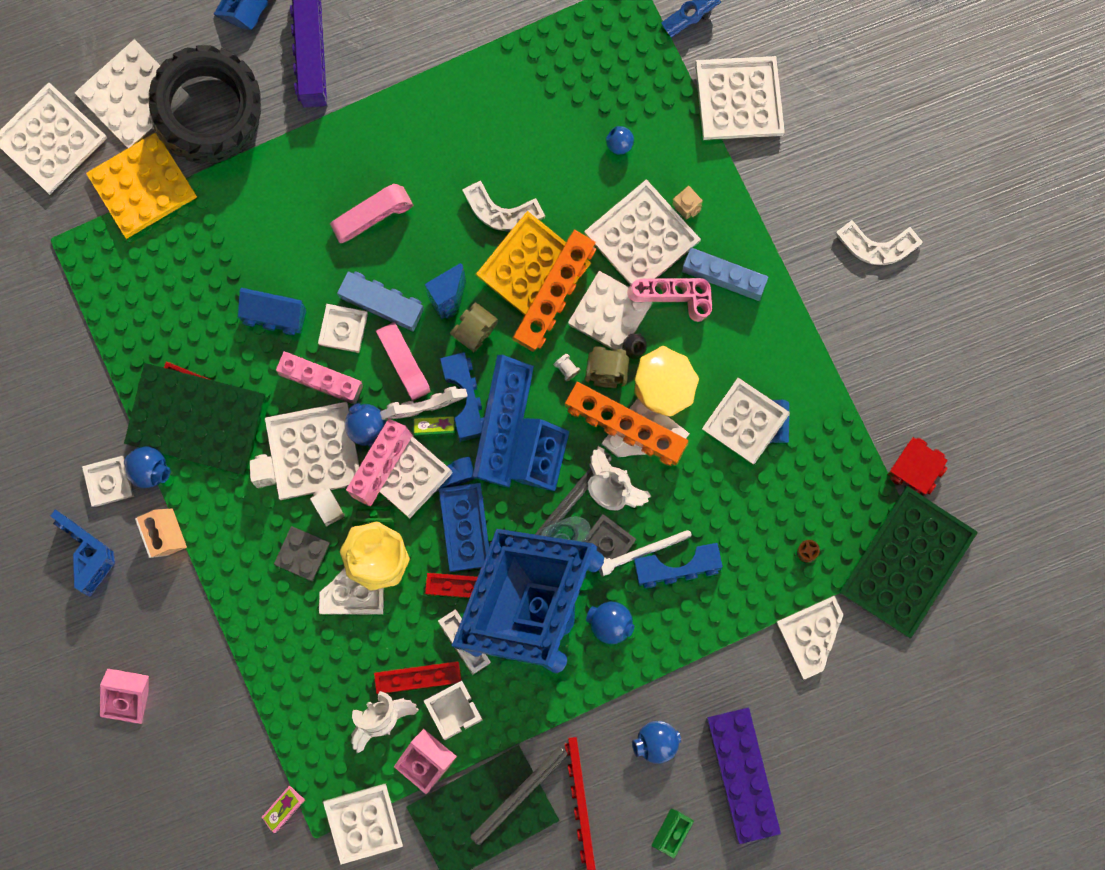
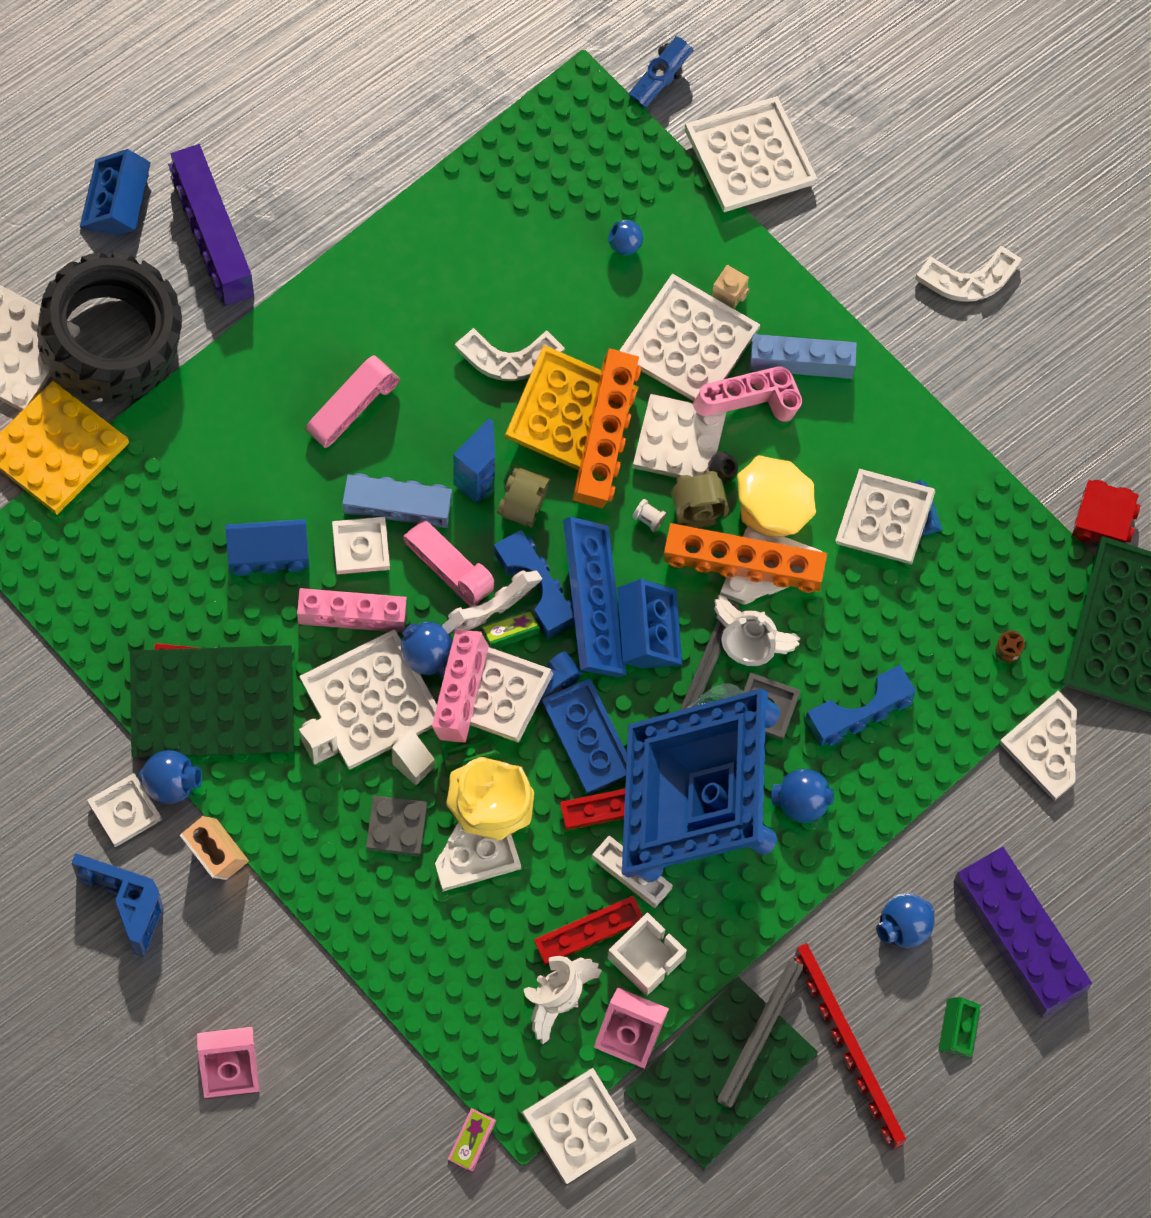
camera: 25 degrees left, 10 degrees down
(609, 564) = (778, 730): white piece -> none

